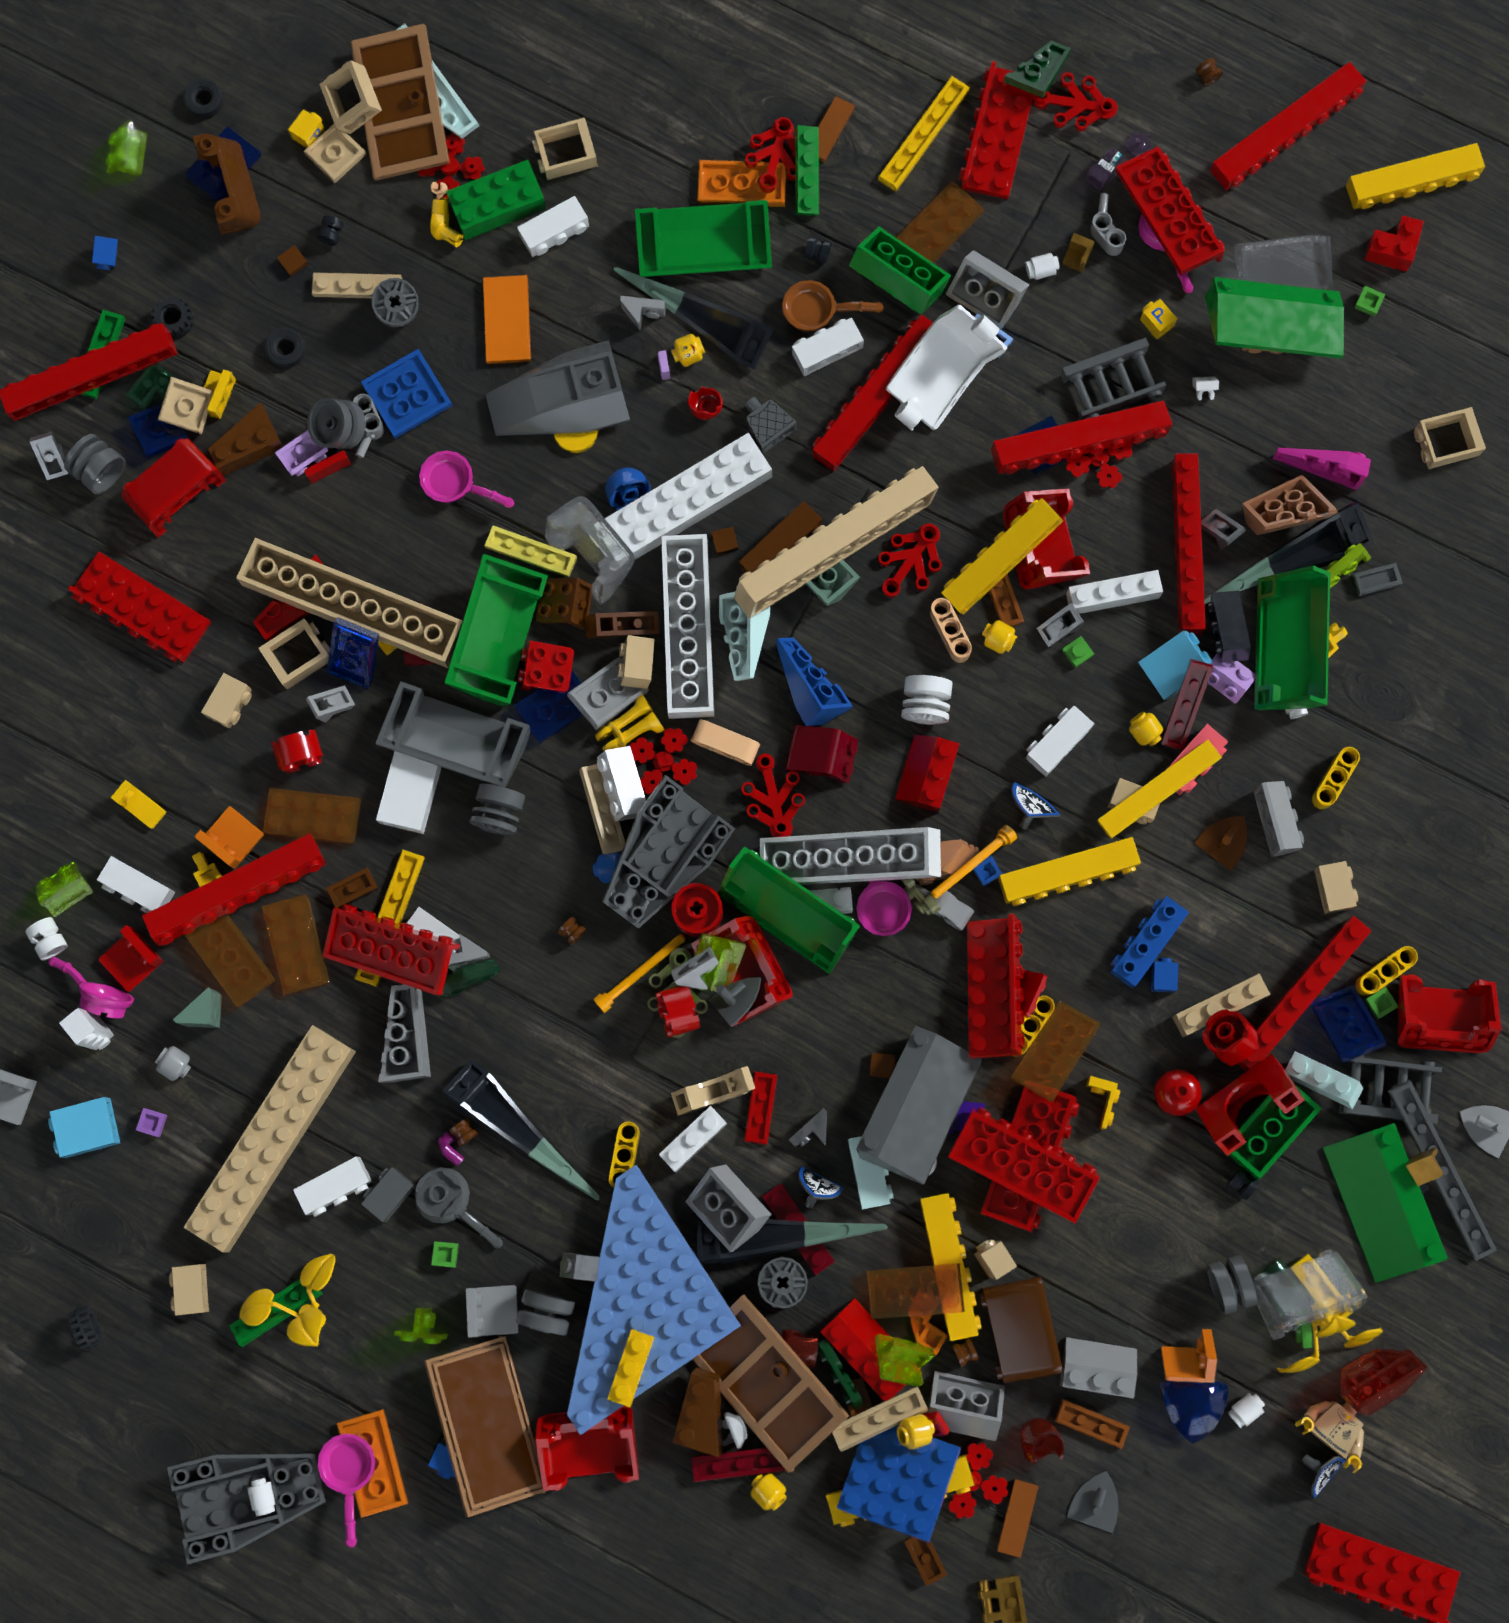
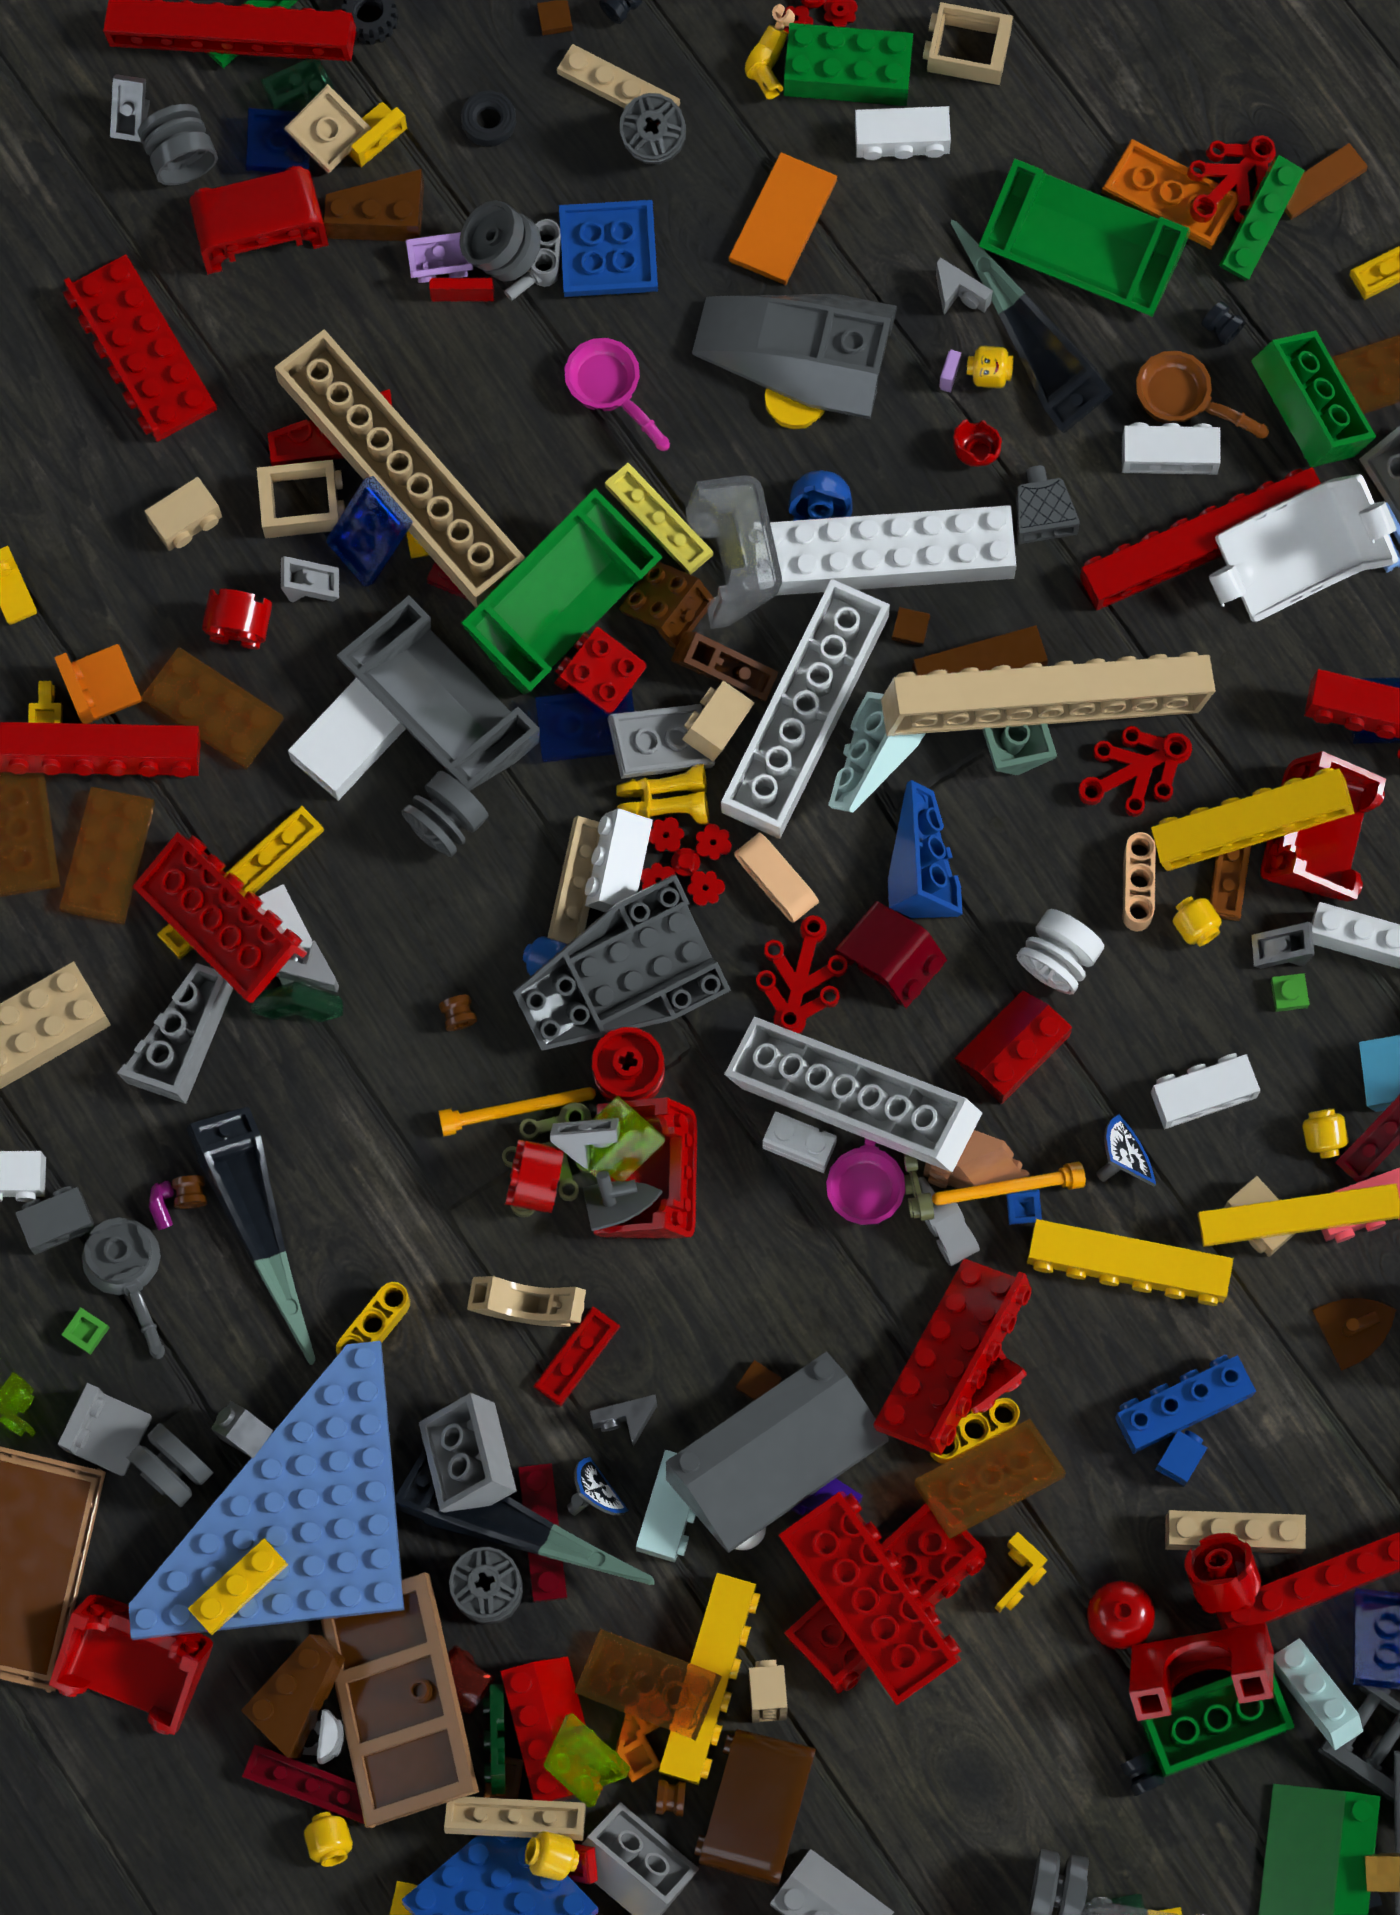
camera: 25 degrees right, 5 degrees down
(352, 888) = (214, 821): reddish brown plate -> none
(693, 1139) = (470, 1349): white brick -> none
(787, 910) = (740, 1122): green slope -> none

